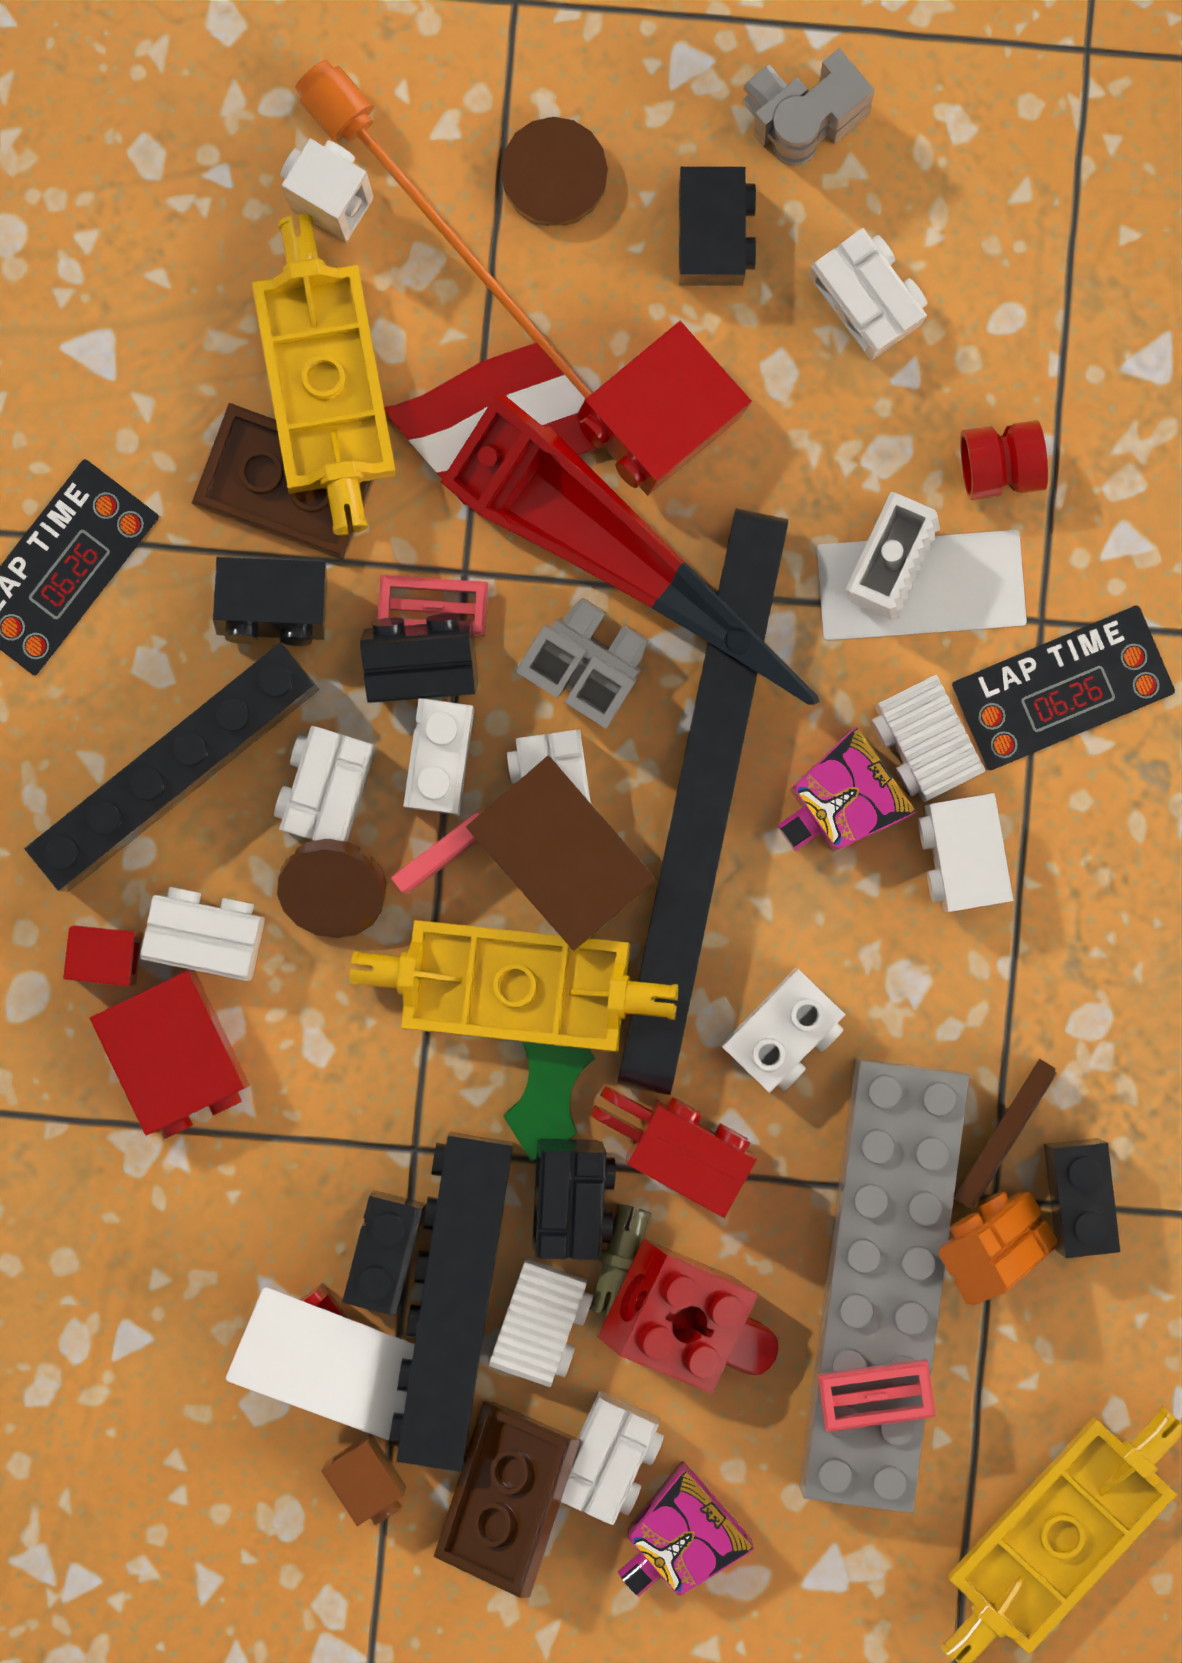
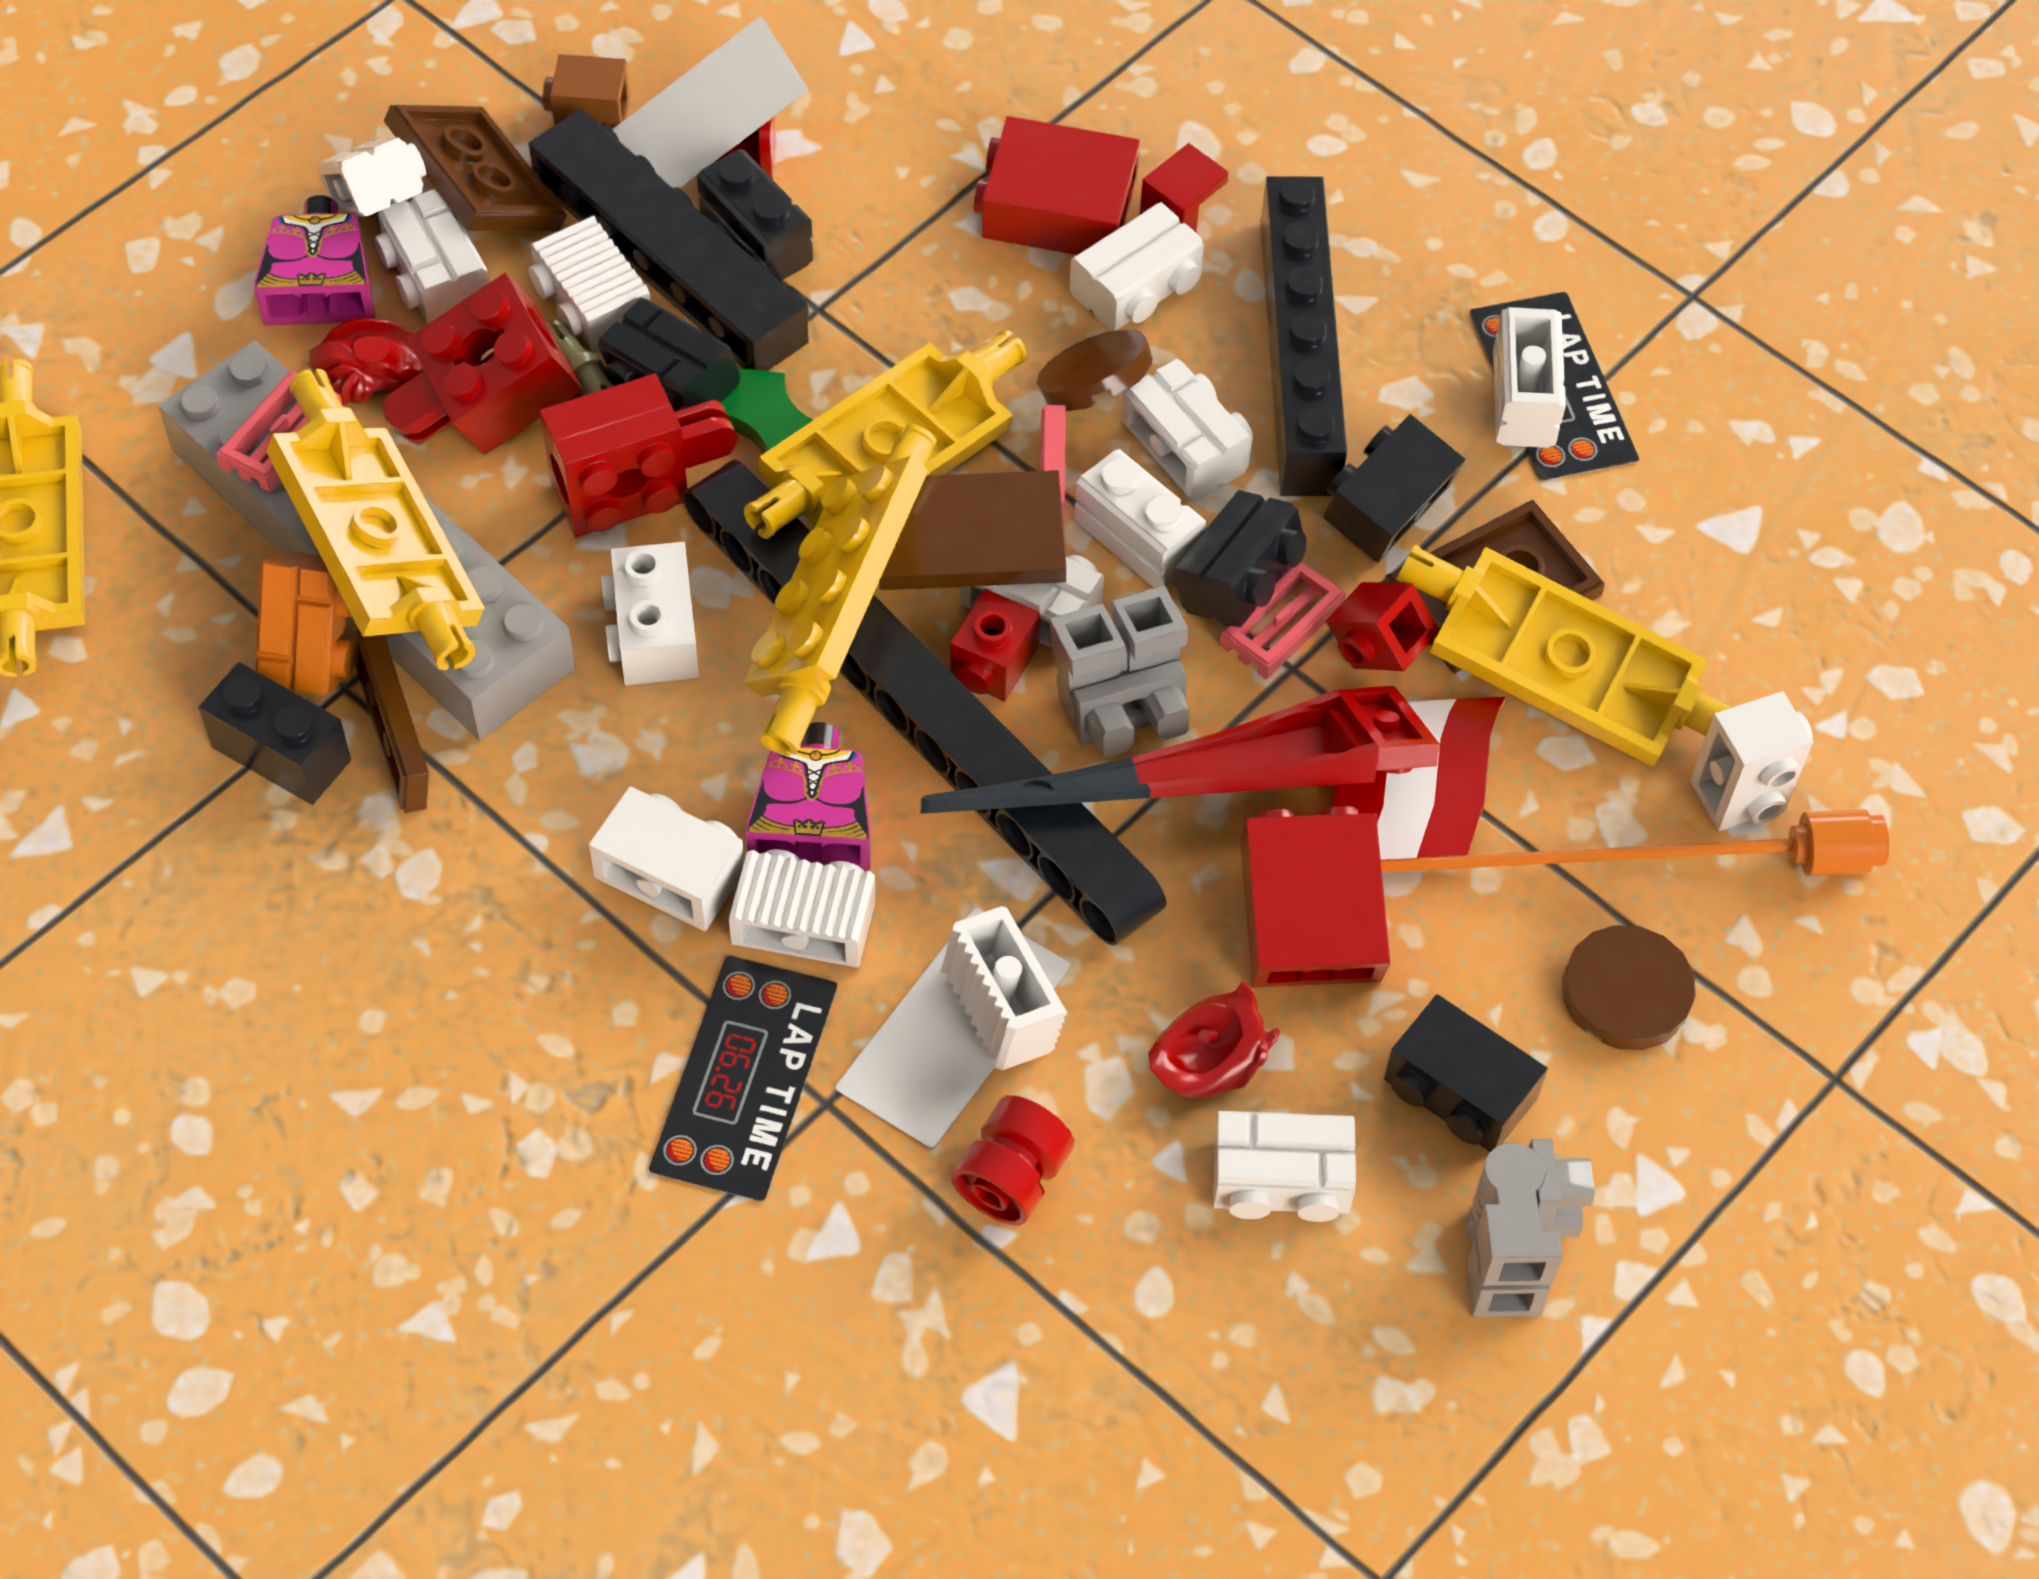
camera: 125 degrees right, 30 degrees down
(94, 569) = (1528, 377): none -> white brick
(404, 520) = (1382, 626): none -> red brick
(587, 1556) = (373, 175): none -> white brick
(625, 776) = (994, 645): none -> red brick
(689, 896) = (834, 586): none -> yellow plate
(732, 1426) = (365, 358): none -> red hat
(820, 403) = (1213, 1045): none -> red hat
(917, 1239) = (374, 526): none -> yellow plate

